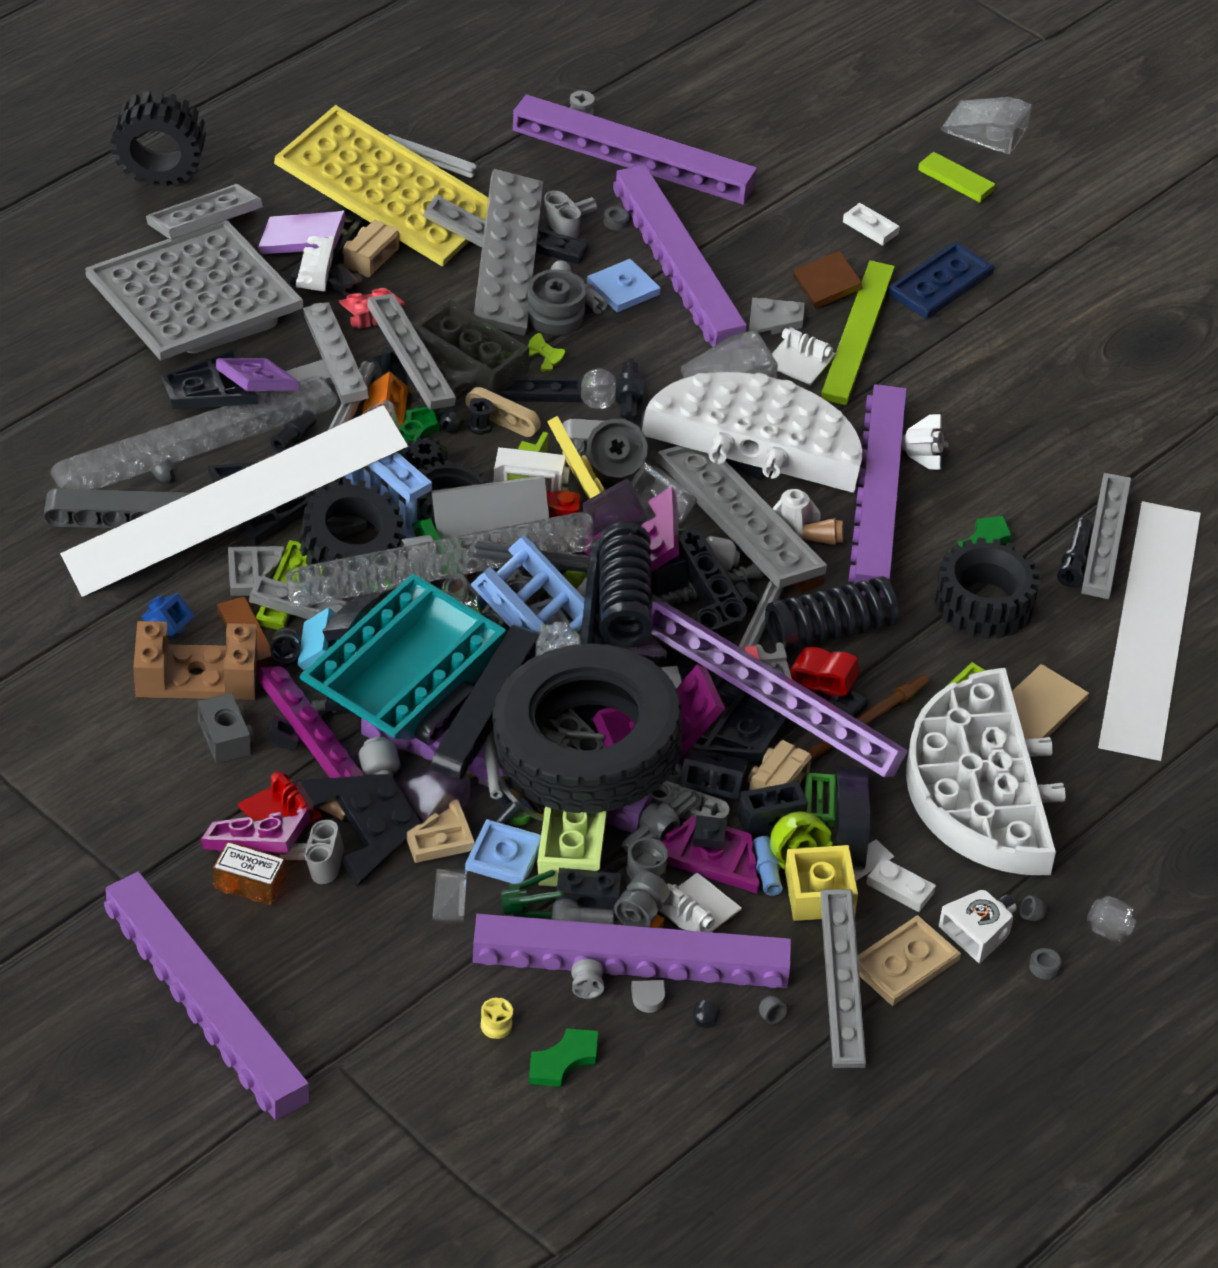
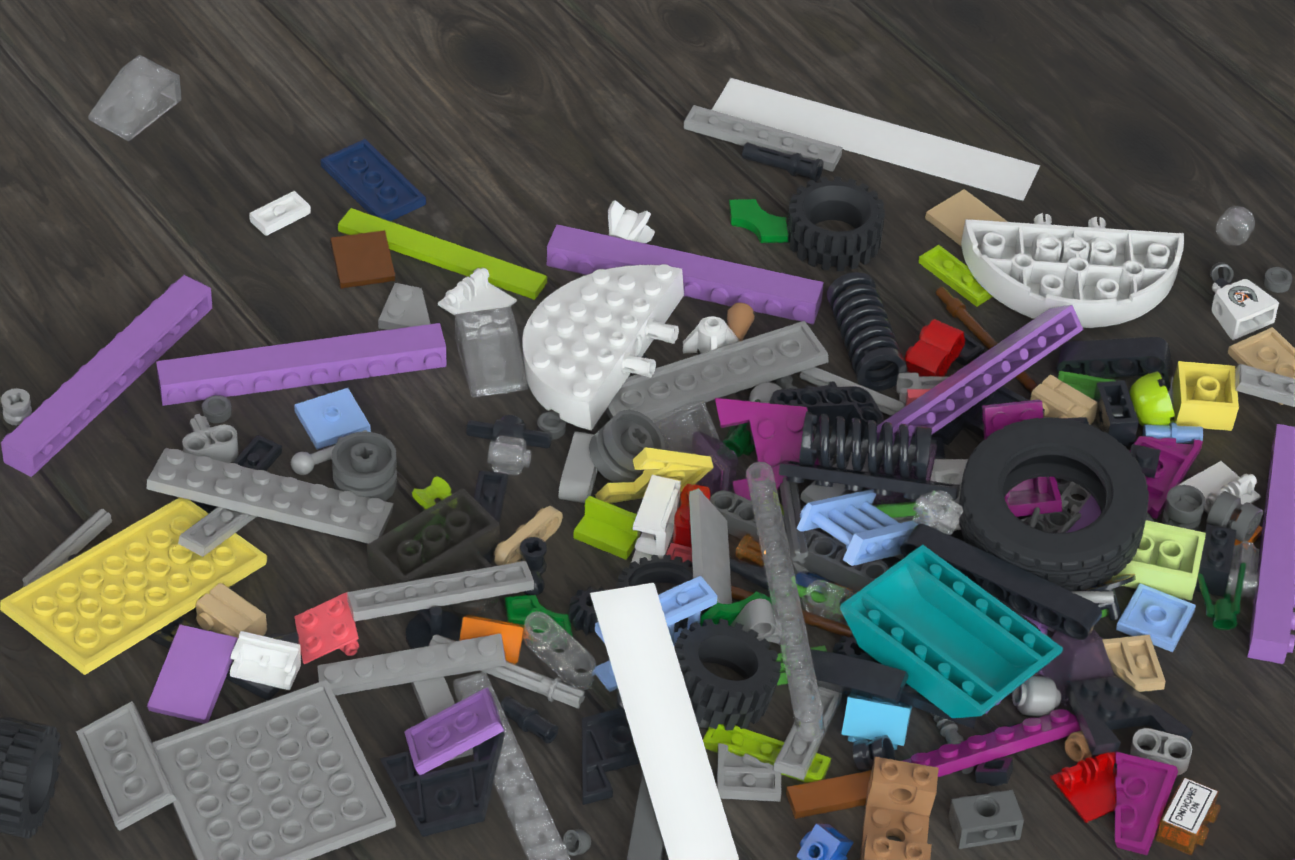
camera: 80 degrees left, 0 degrees up
(450, 895) = (1203, 663): clear slope -> none
(901, 884) = (1193, 348): white plate -> none
(956, 177) = (213, 141): lime tile -> none

